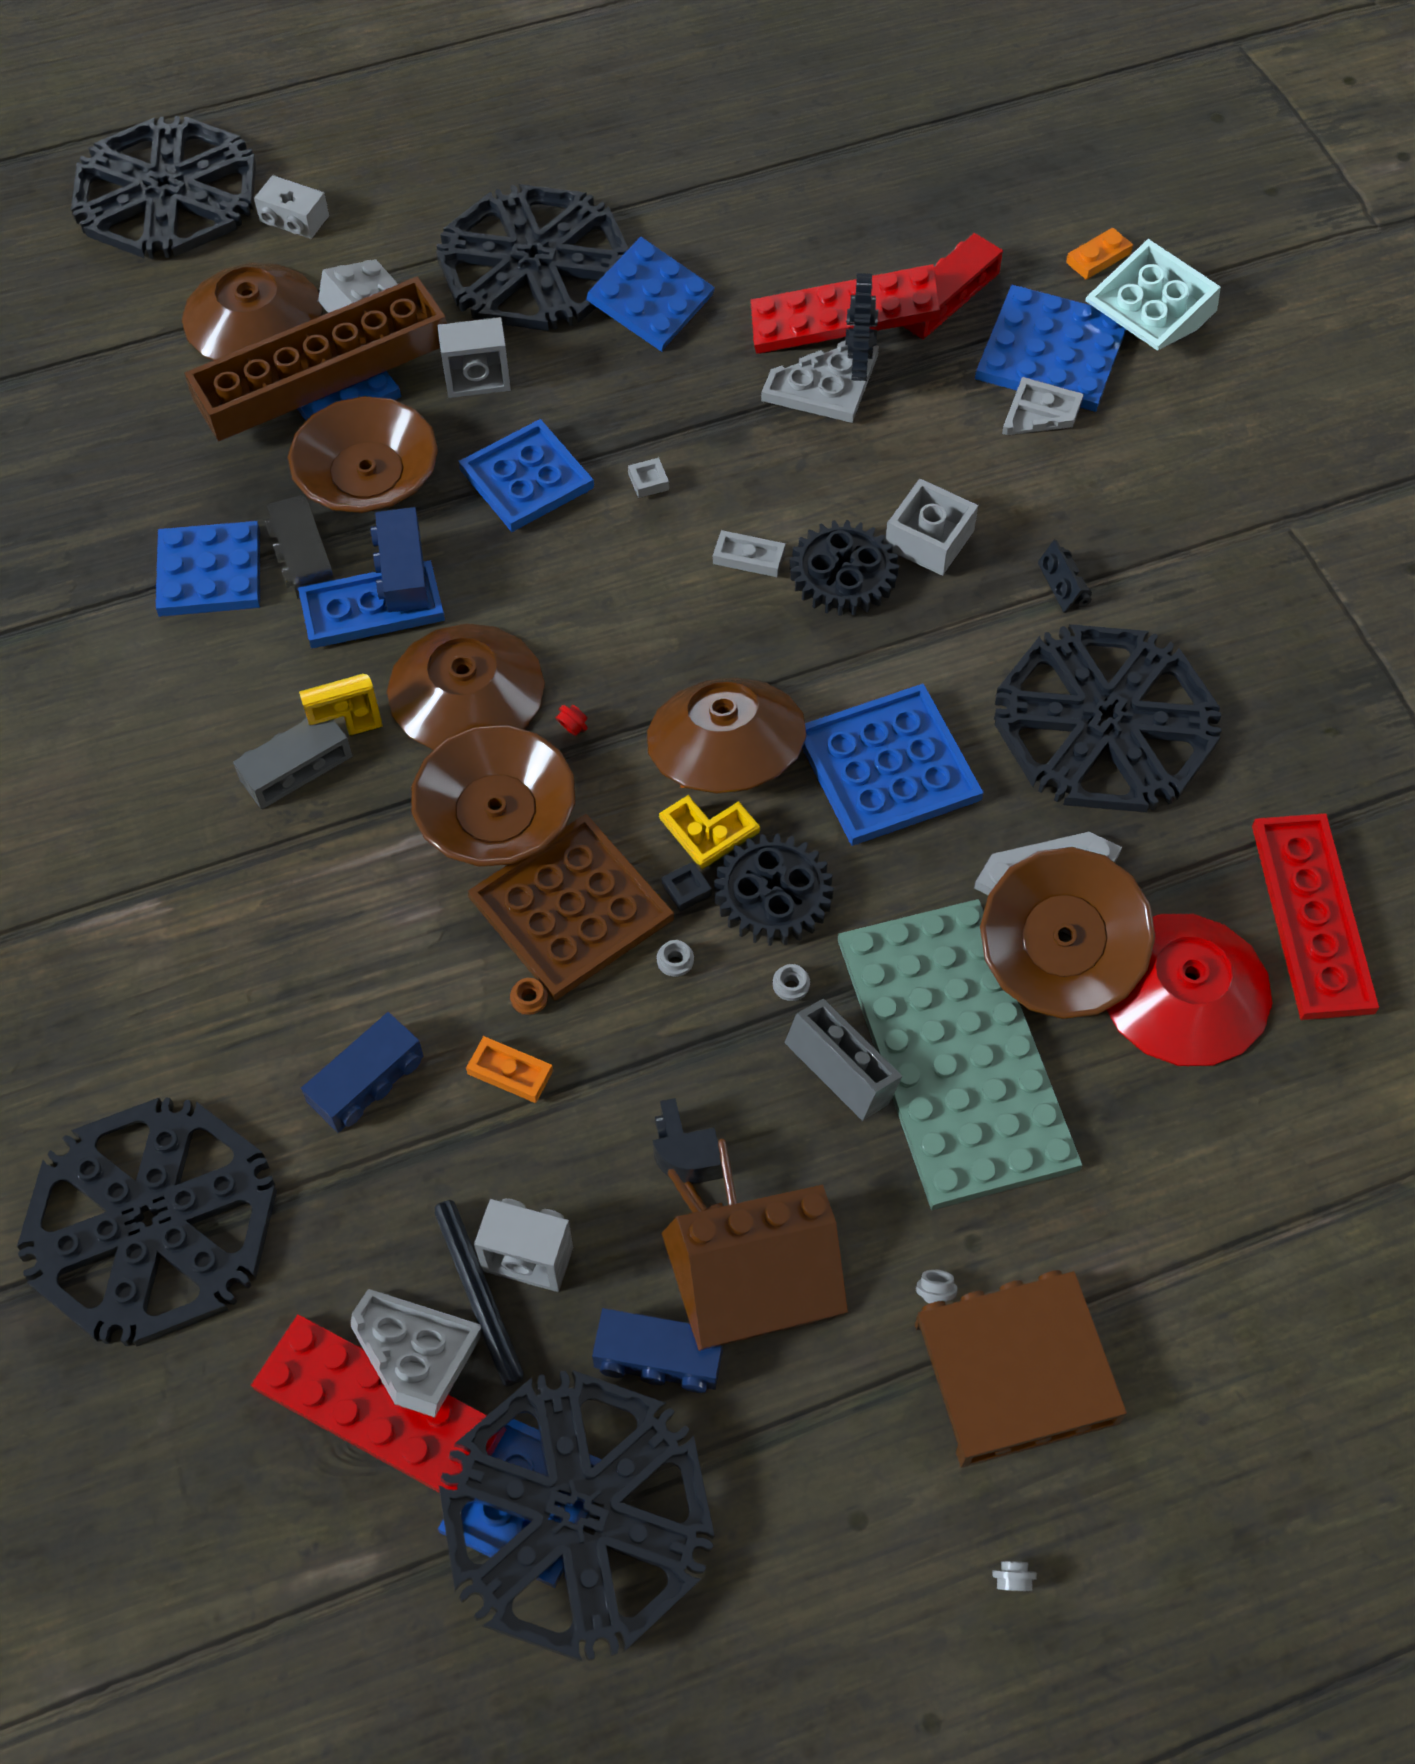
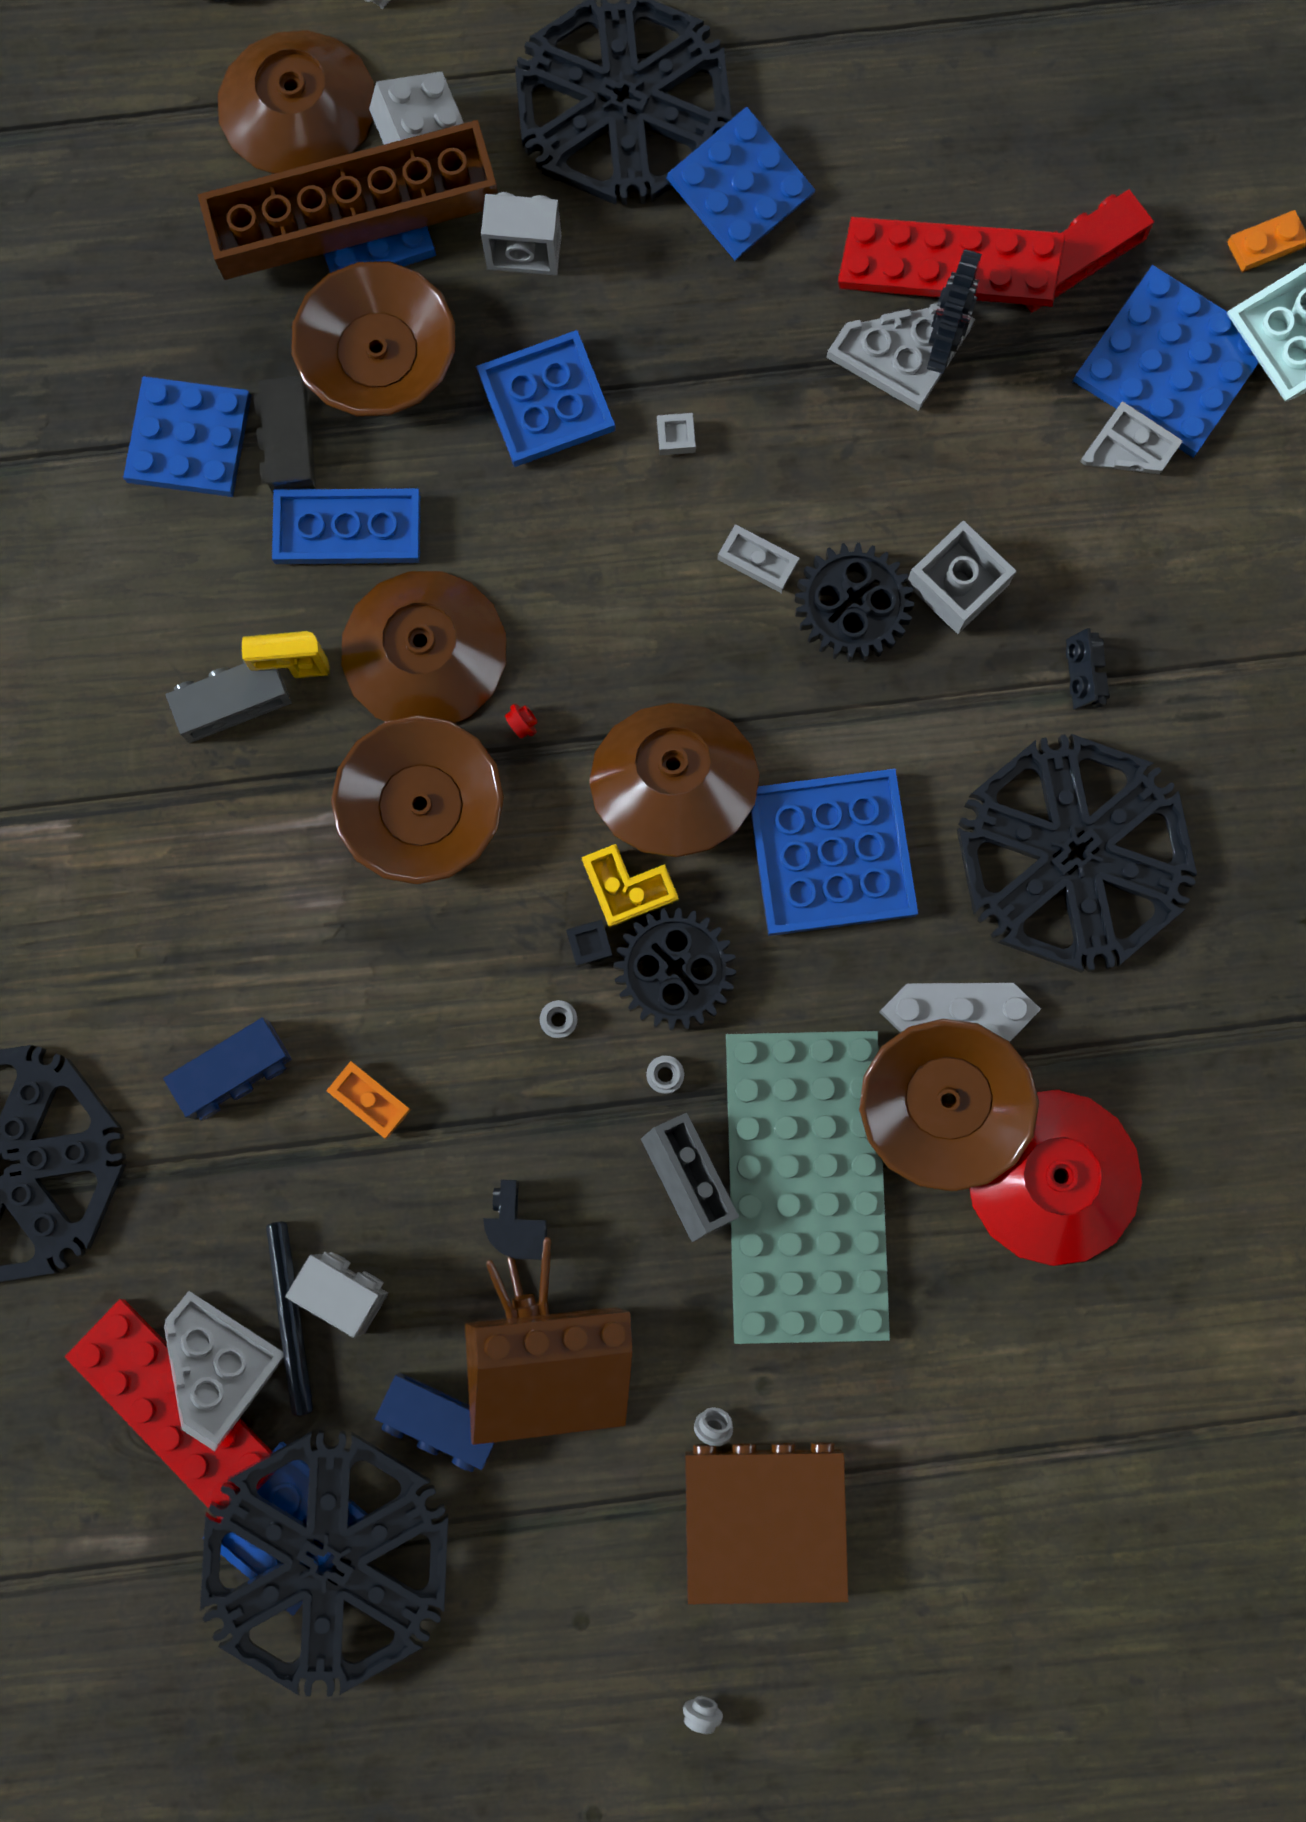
camera: 15 degrees right, 20 degrees up
(399, 560) = (384, 487): dark blue brick -> none
(525, 987) = (395, 1019): dark orange plate -> none
(571, 907) = (470, 938): reddish brown plate -> none
(1314, 917) = (1210, 1134): red plate -> none

